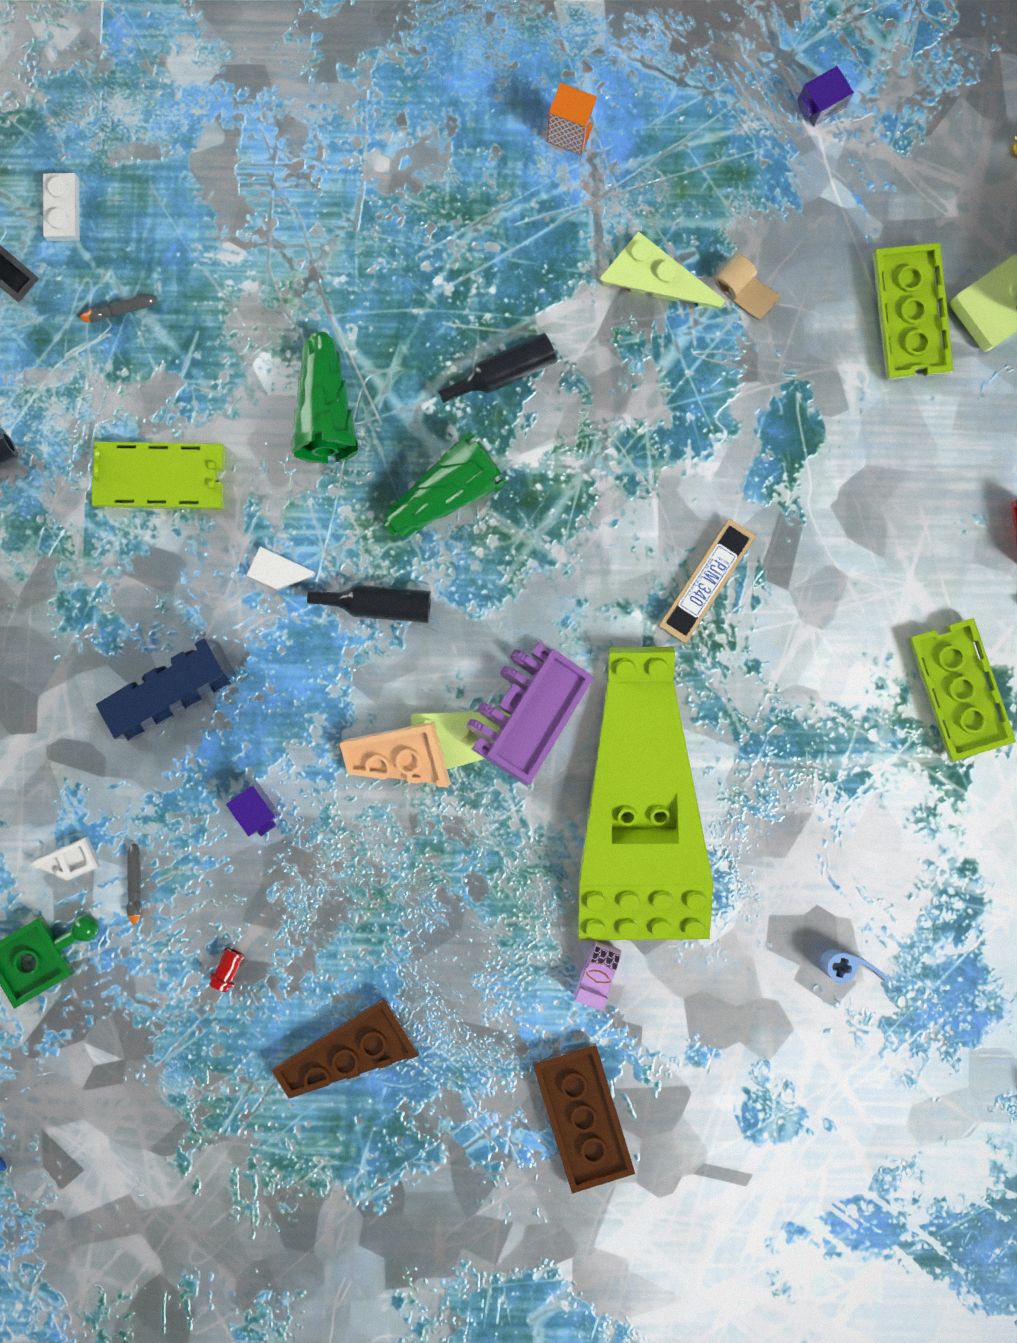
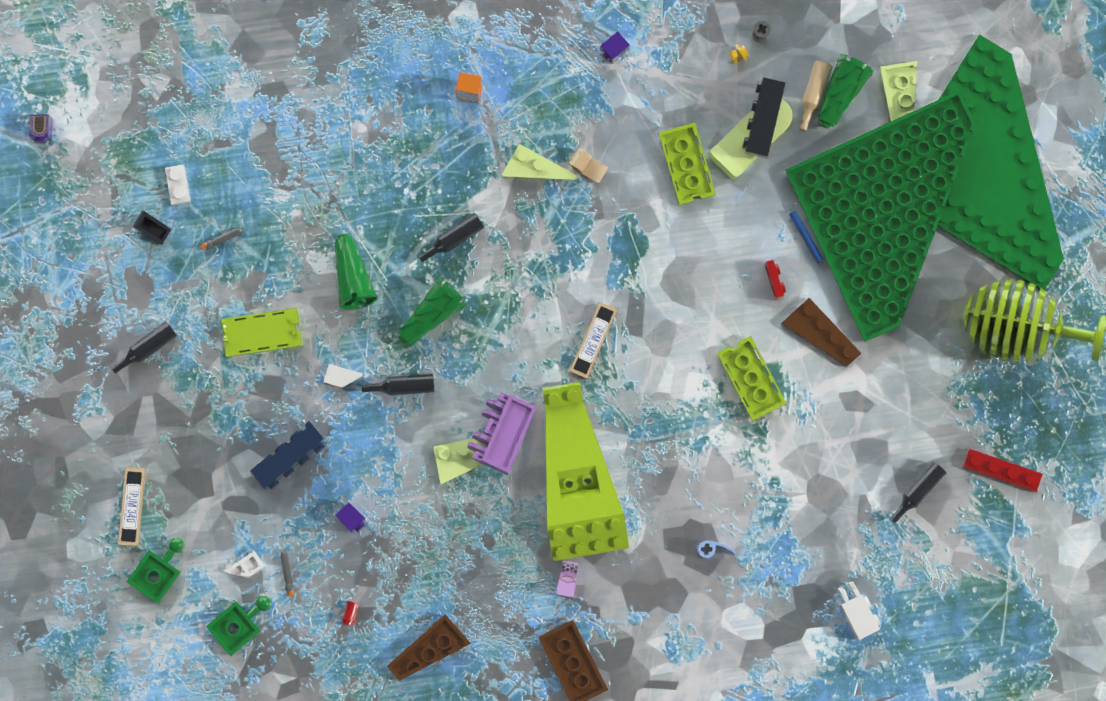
camera: 10 degrees left, 5 degrees down
(401, 753) = (430, 470): light nougat wing -> none

